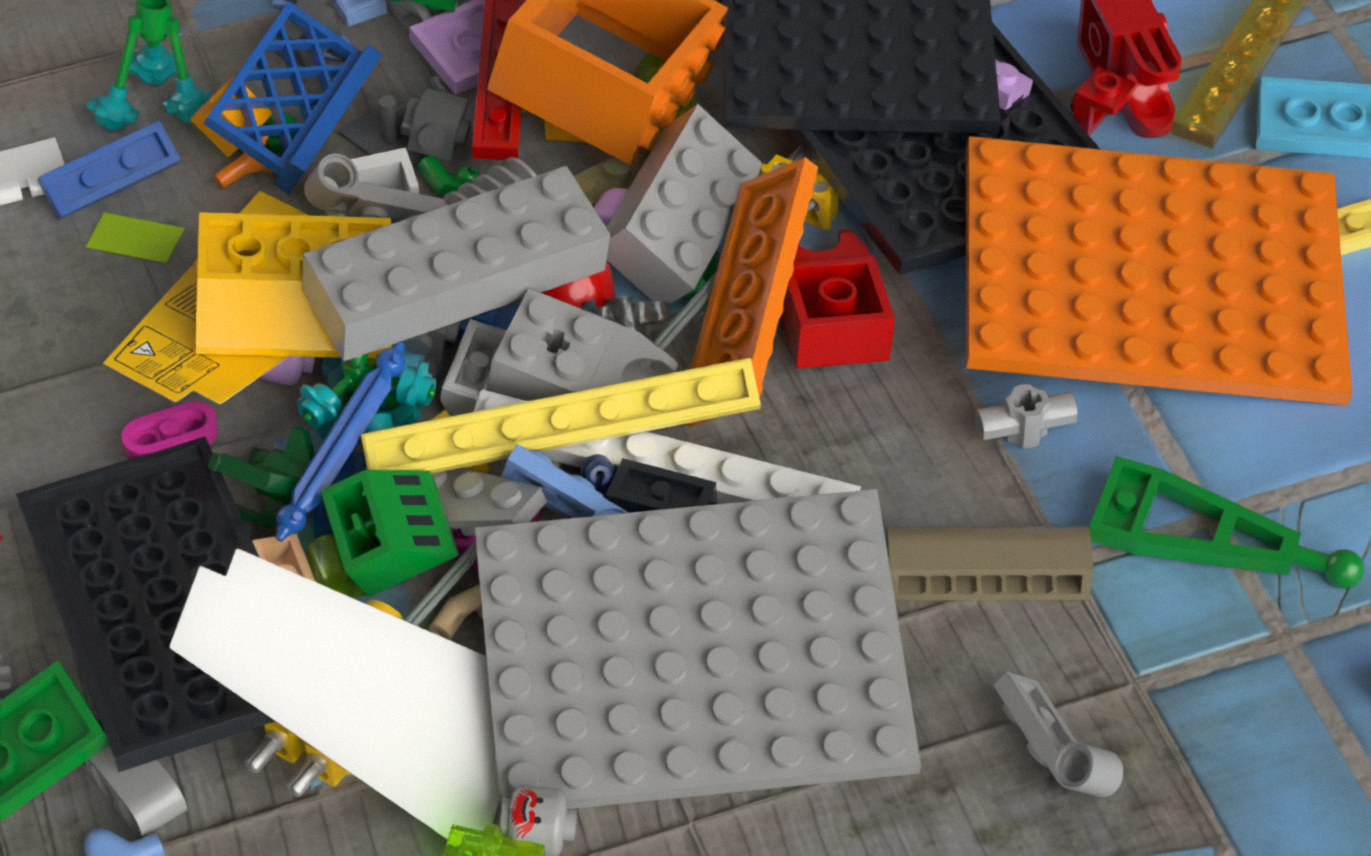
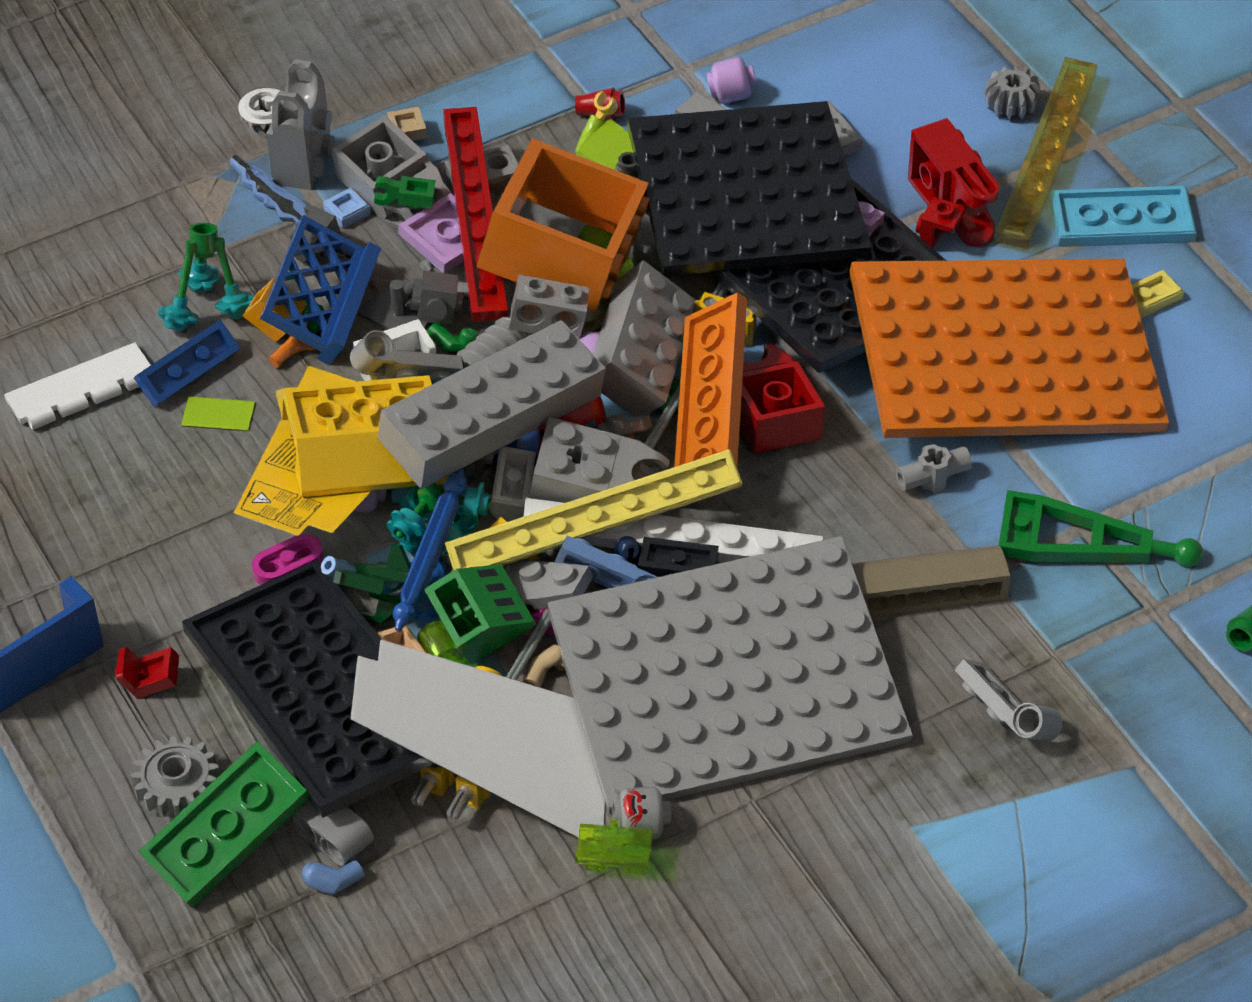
camera: 10 degrees left, 0 degrees up
(219, 444) = (331, 564): none -> light blue arm
(562, 140) = (544, 302): none -> light grey brick

